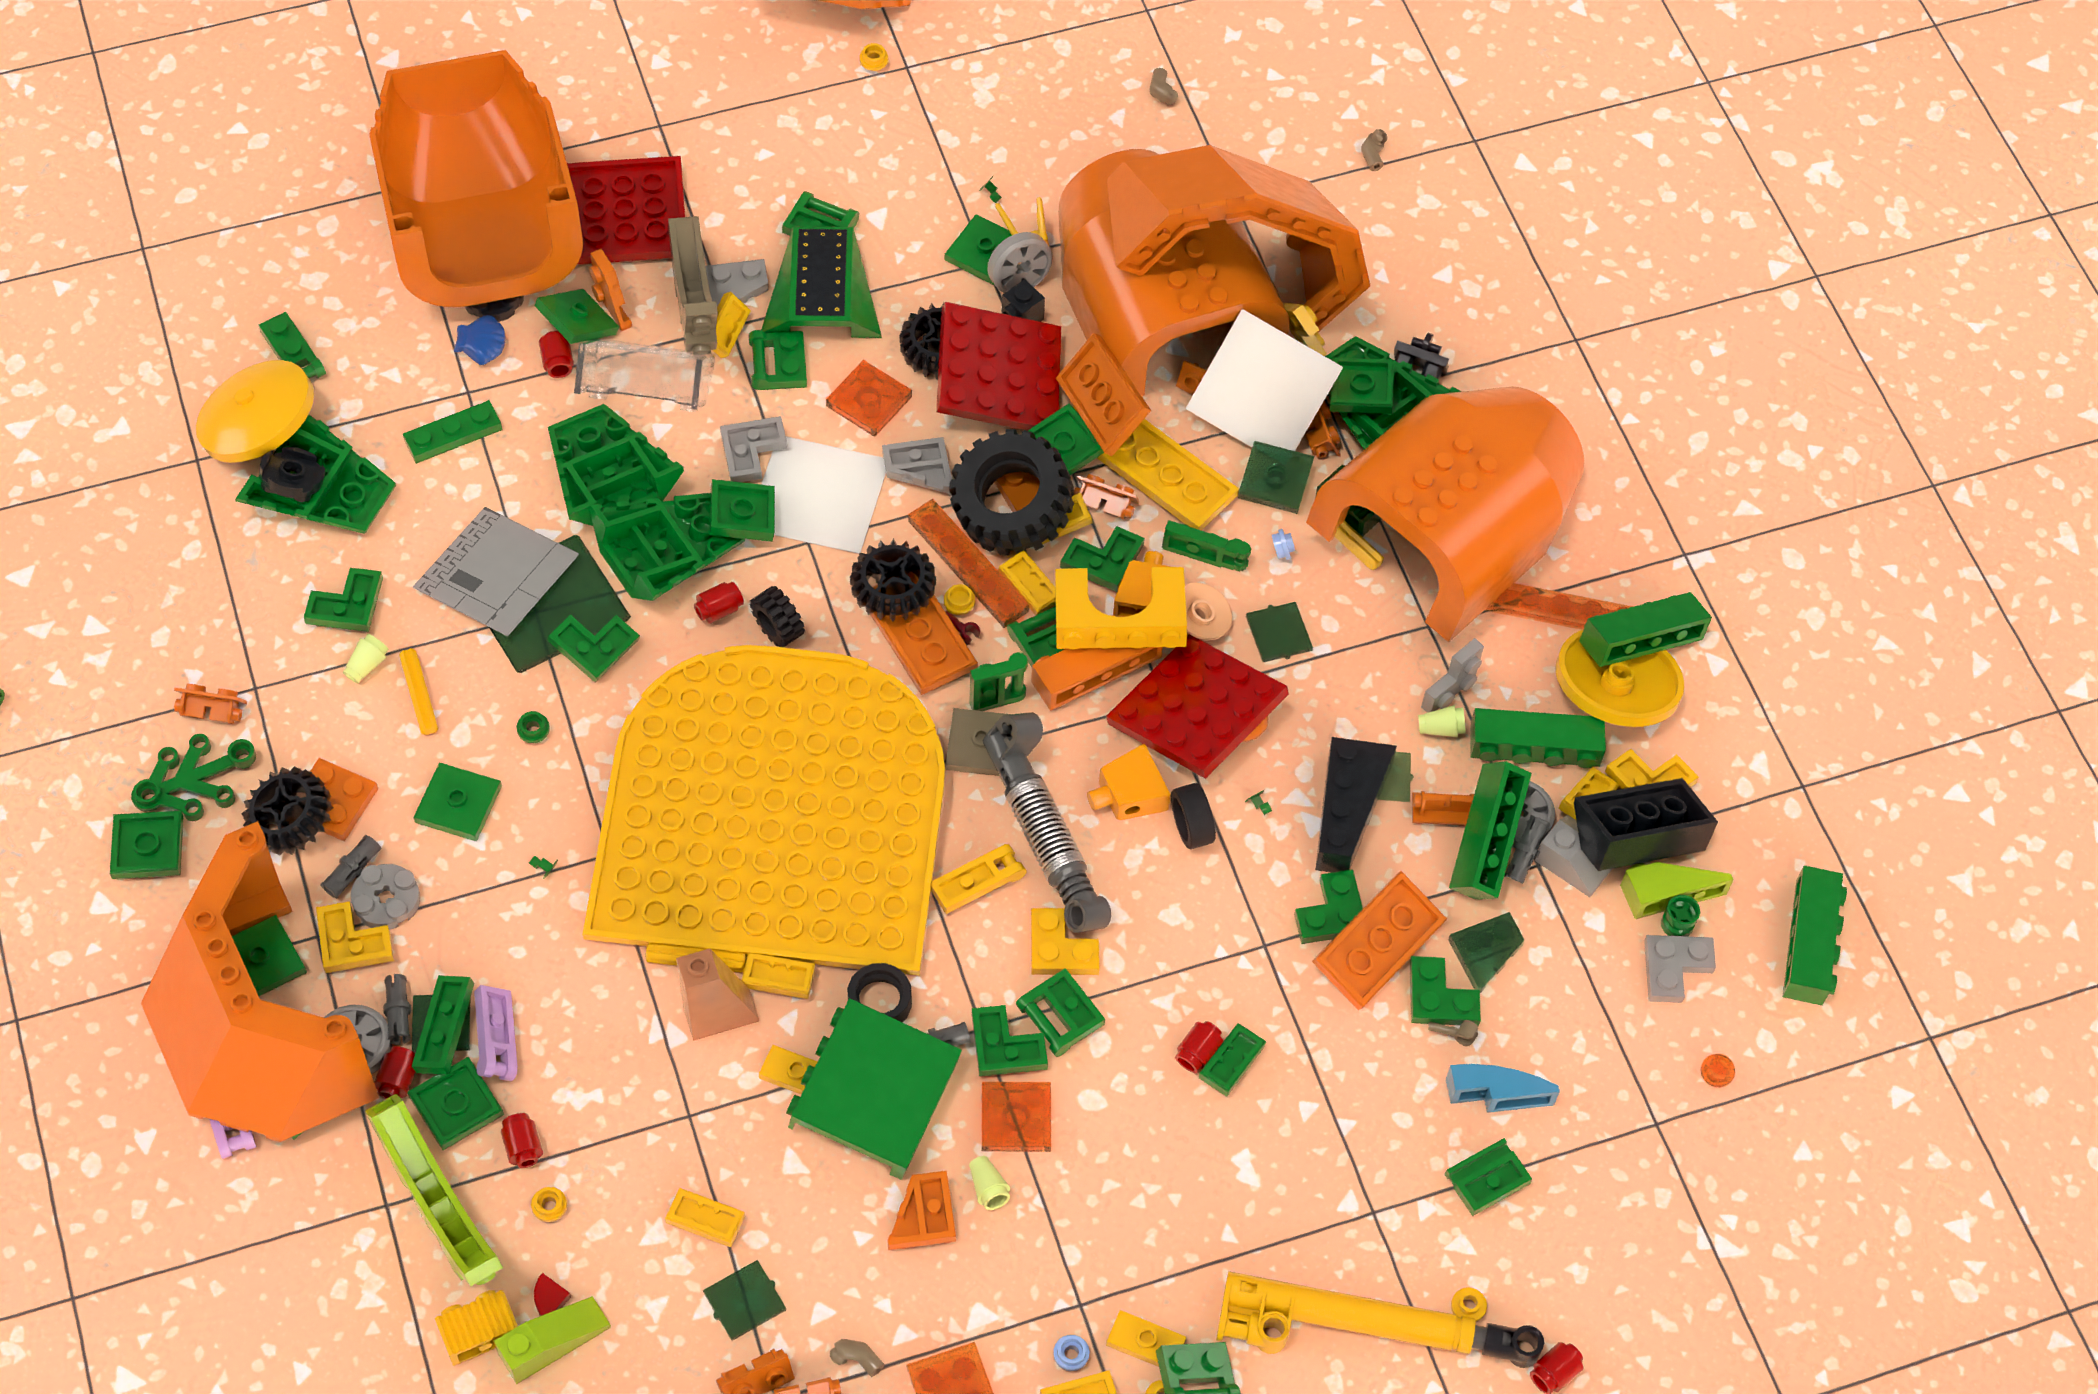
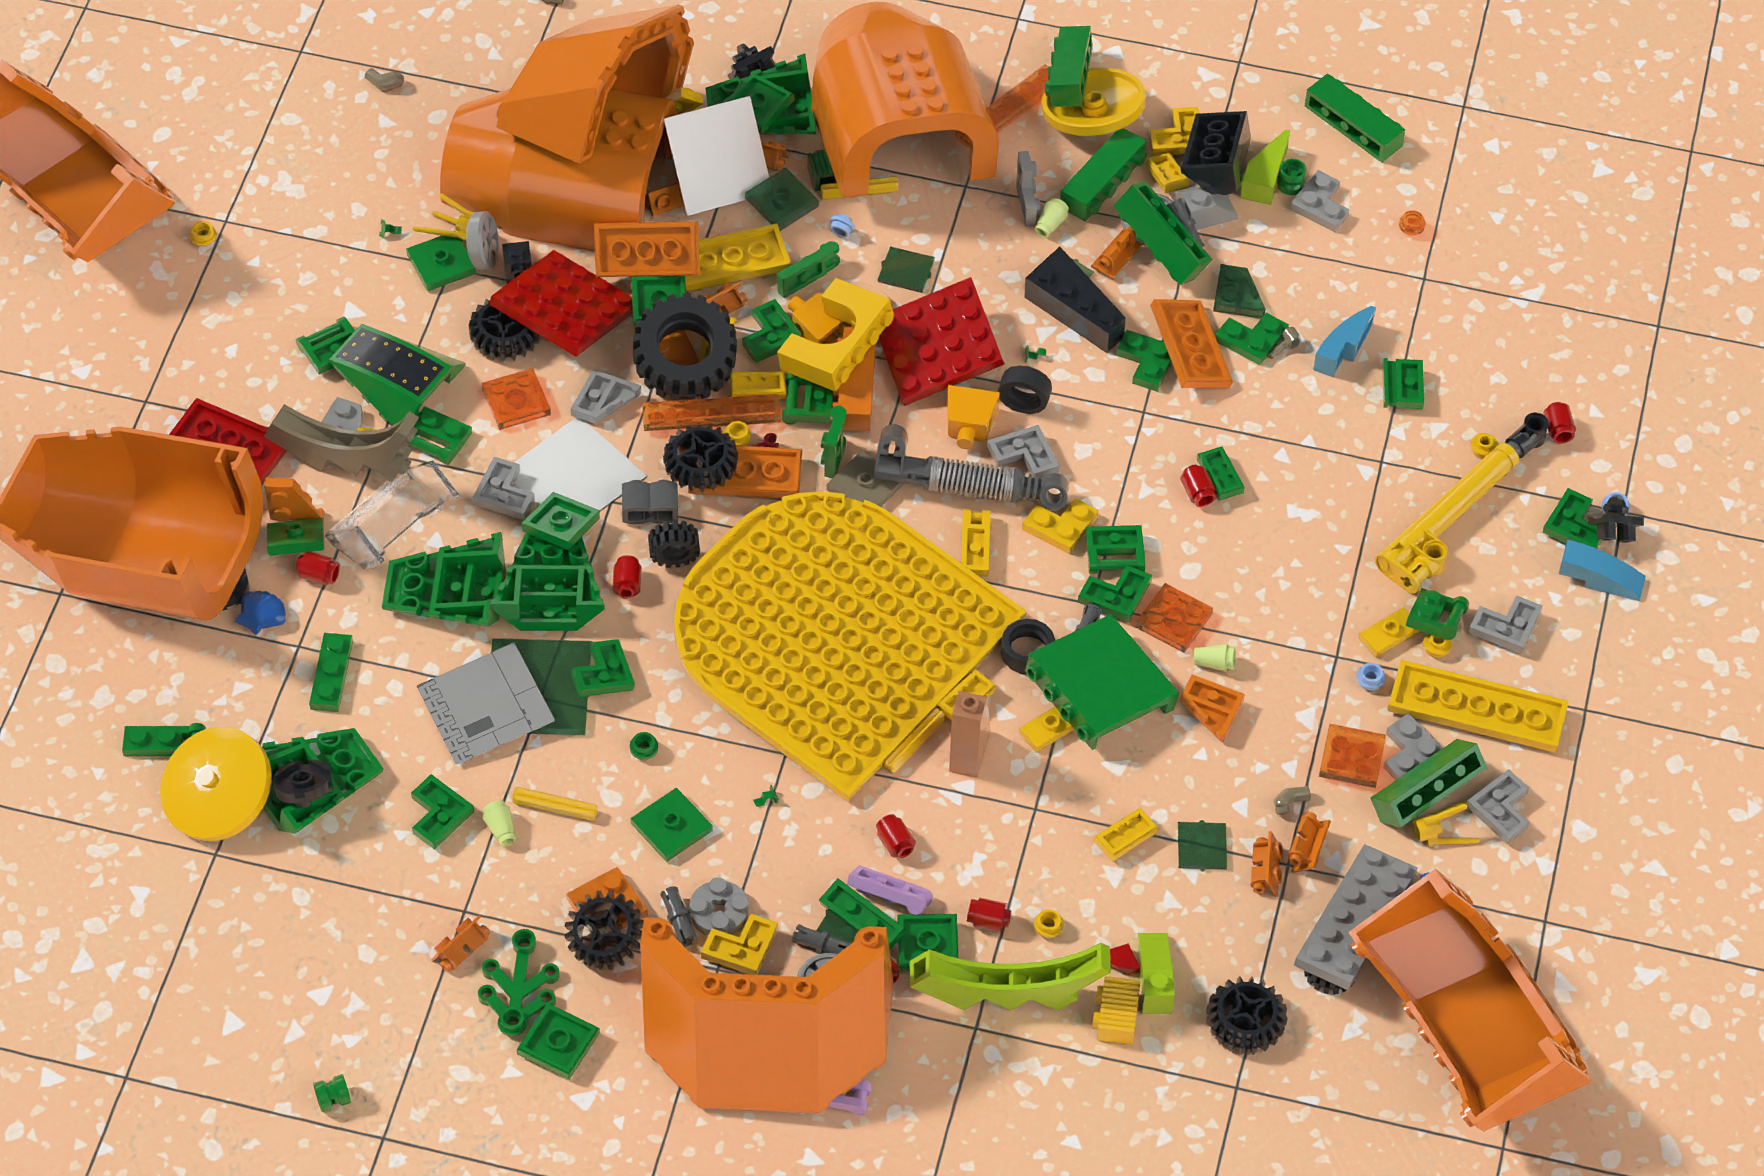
camera: 55 degrees left, 5 degrees down
(562, 1003) = (895, 836): none -> red brick
(820, 570) = (649, 502): none -> dark grey brick
(1132, 861) = (1027, 446): none -> light grey plate

